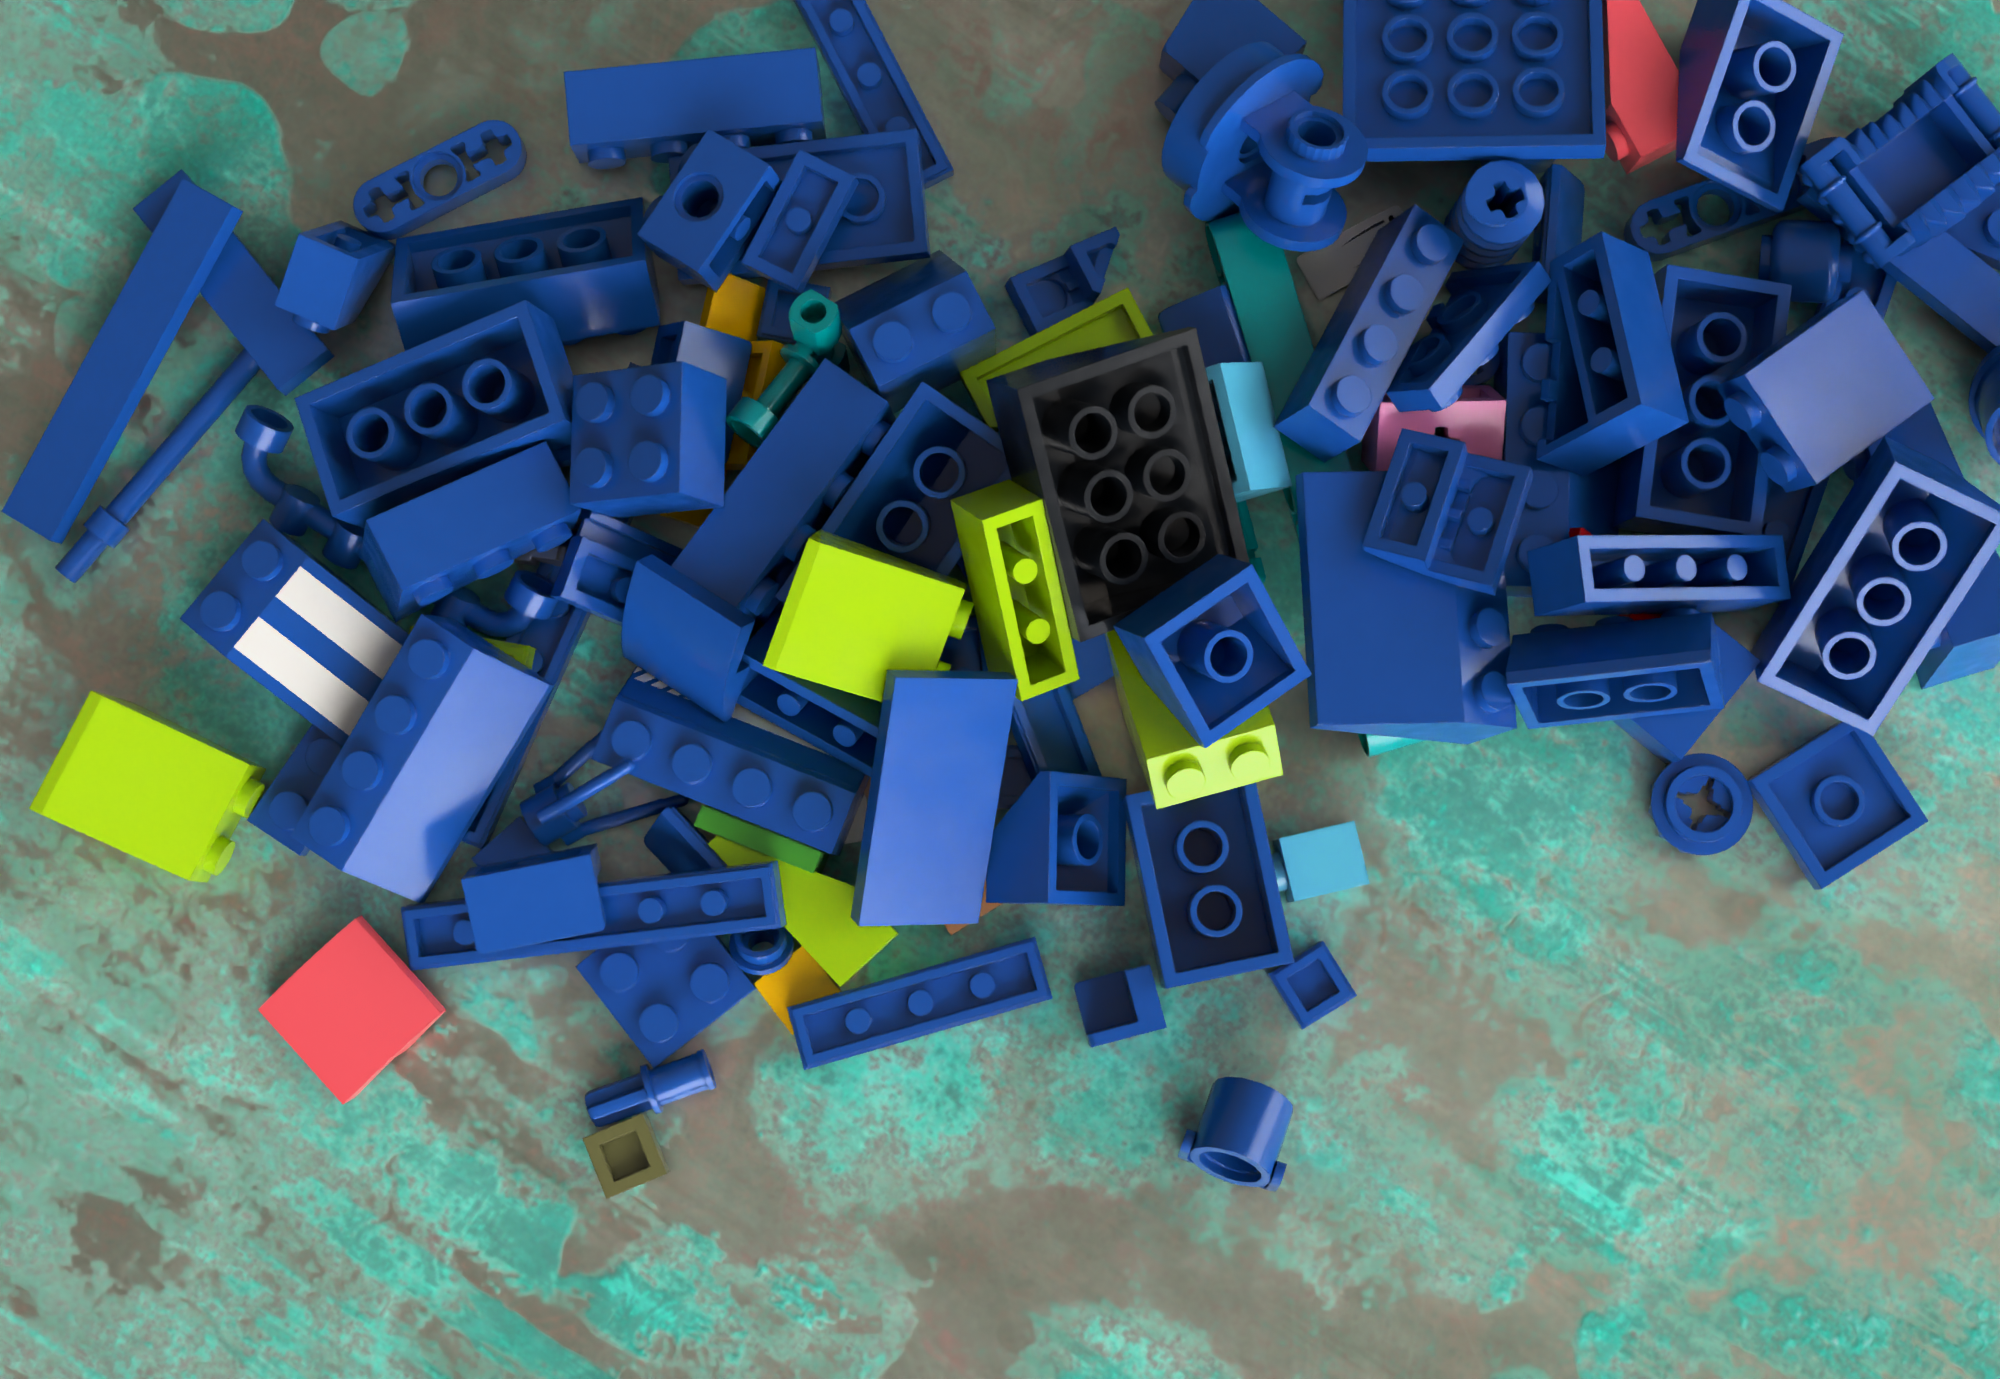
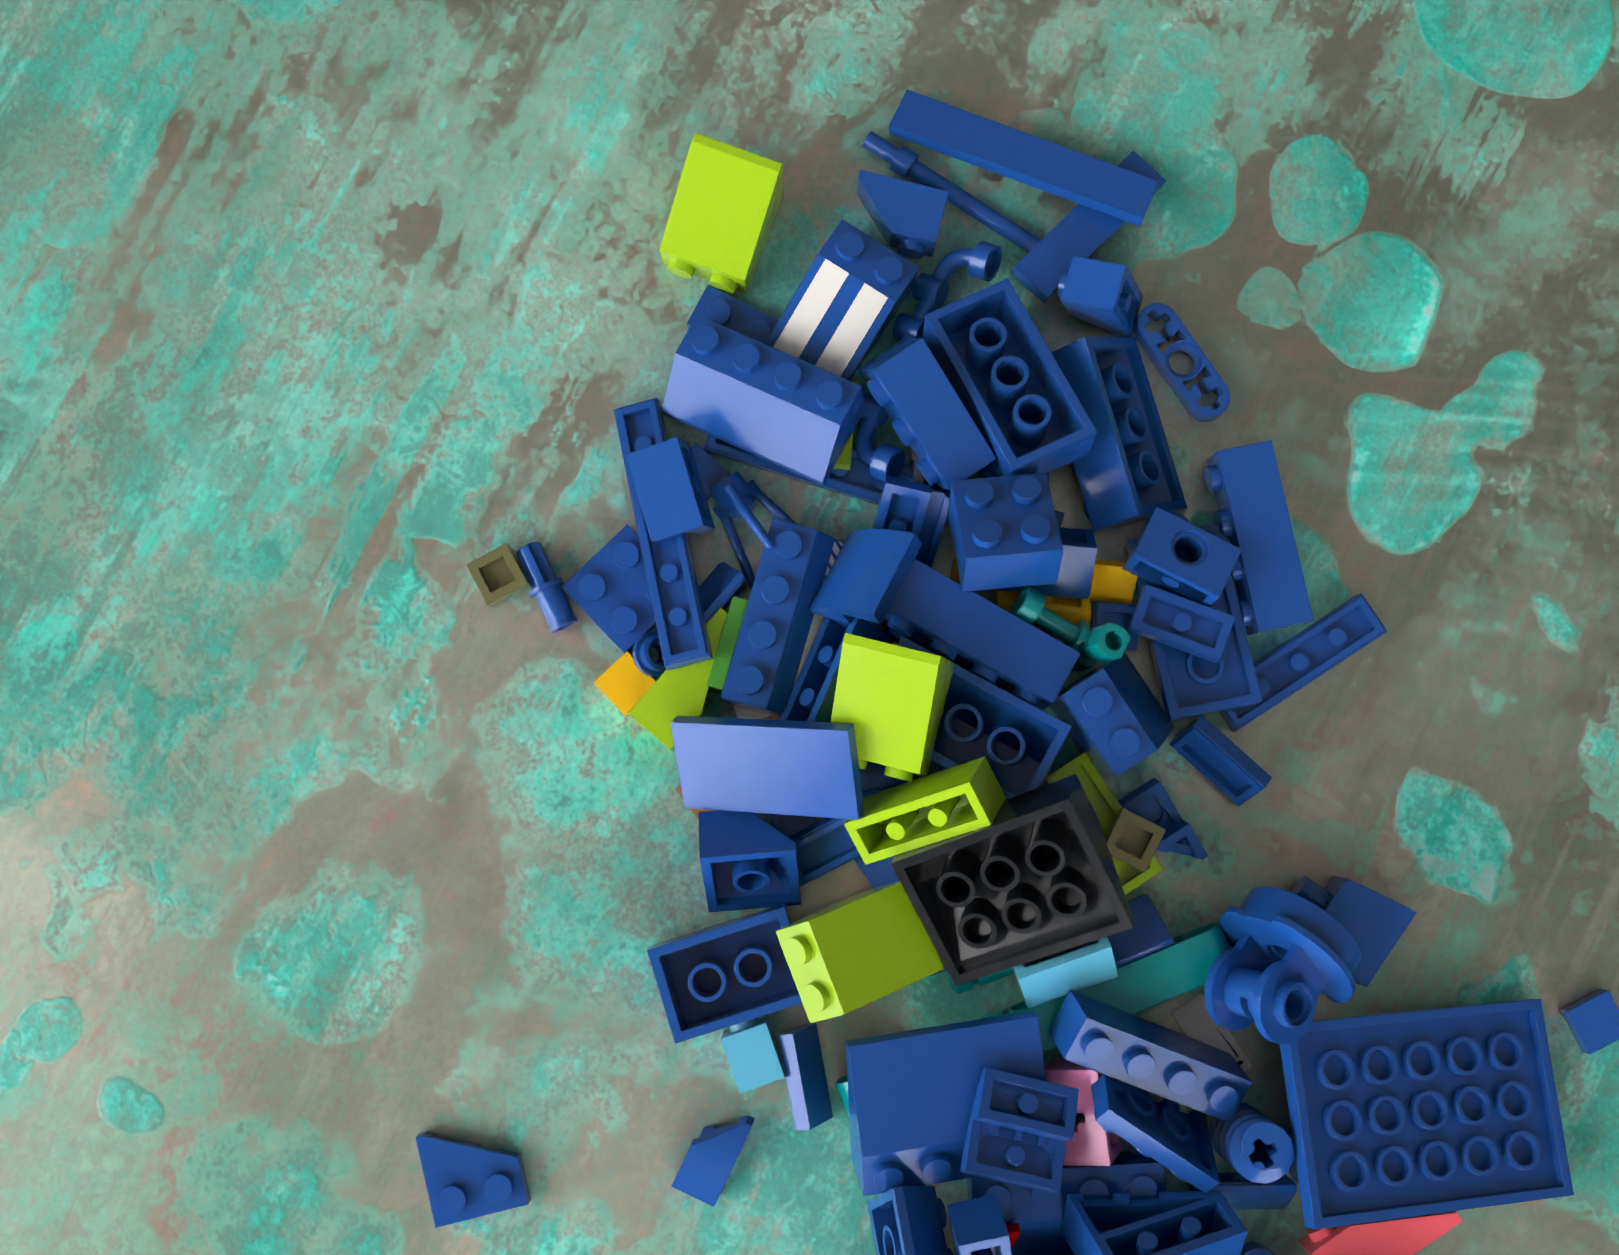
camera: 85 degrees right, 0 degrees up
(179, 534) = (903, 212): none -> blue slope
(352, 1009) = (582, 373): coral slope -> none
(919, 1003) = (624, 771): blue tile -> none
(990, 194) = (1220, 760): none -> blue tile
(1082, 318) = (1133, 839): none -> olive plate
(1119, 1005) = (635, 916): blue panel -> none
(1213, 648) = (896, 963): blue slope -> none
(1240, 1134) = (550, 1014): blue piece -> none
(1312, 985) = (663, 1058): blue tile -> none
(1356, 794) = (805, 1077): none -> blue tile
(1453, 1269) = (470, 1179): none -> blue wing
(1456, 932) = (712, 1160): none -> blue slope

